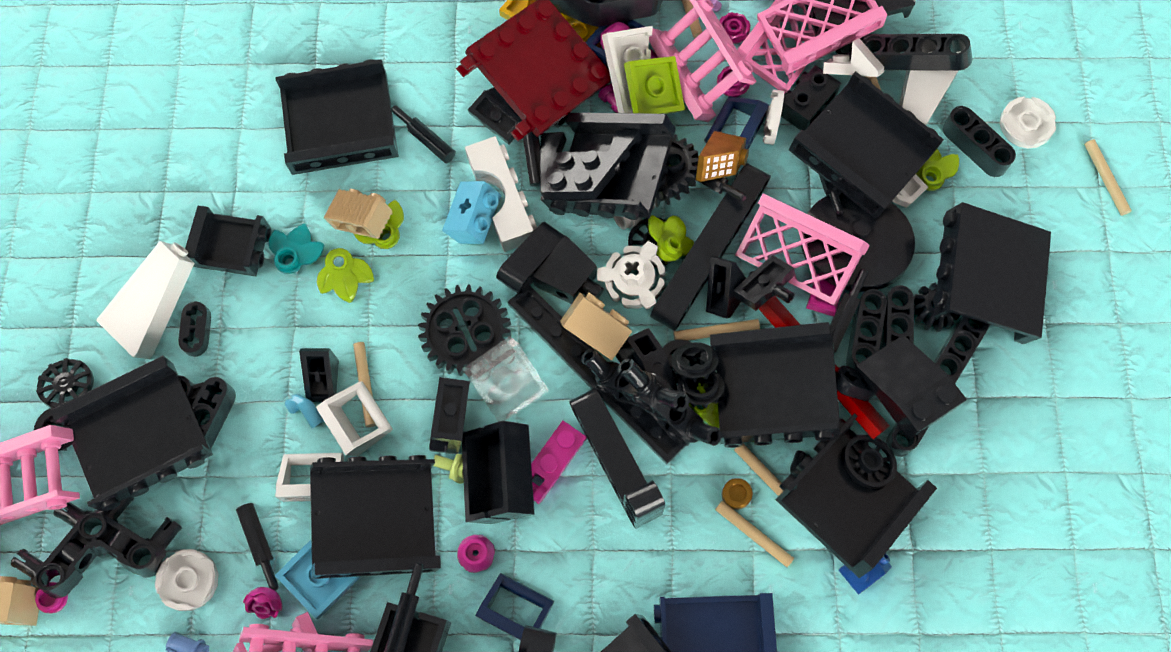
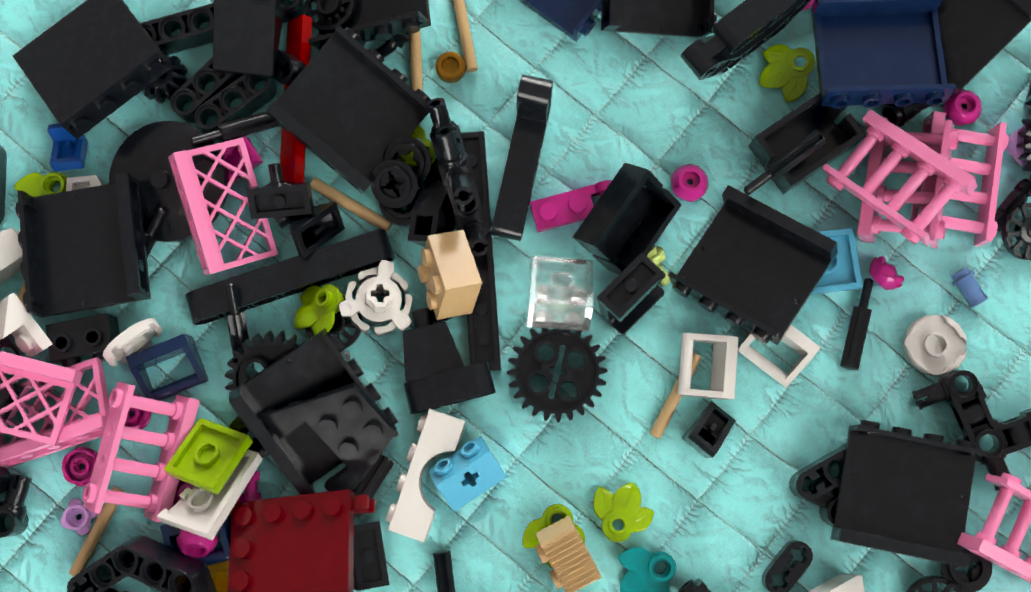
camera: 140 degrees left, 10 degrees up
(307, 408) = (739, 411): medium azure arm -> none
(503, 623) = (707, 108): dark blue tile -> none
(721, 156) = (211, 339): pearl gold slope -> none
(942, 200) = (67, 151): none -> blue bracket

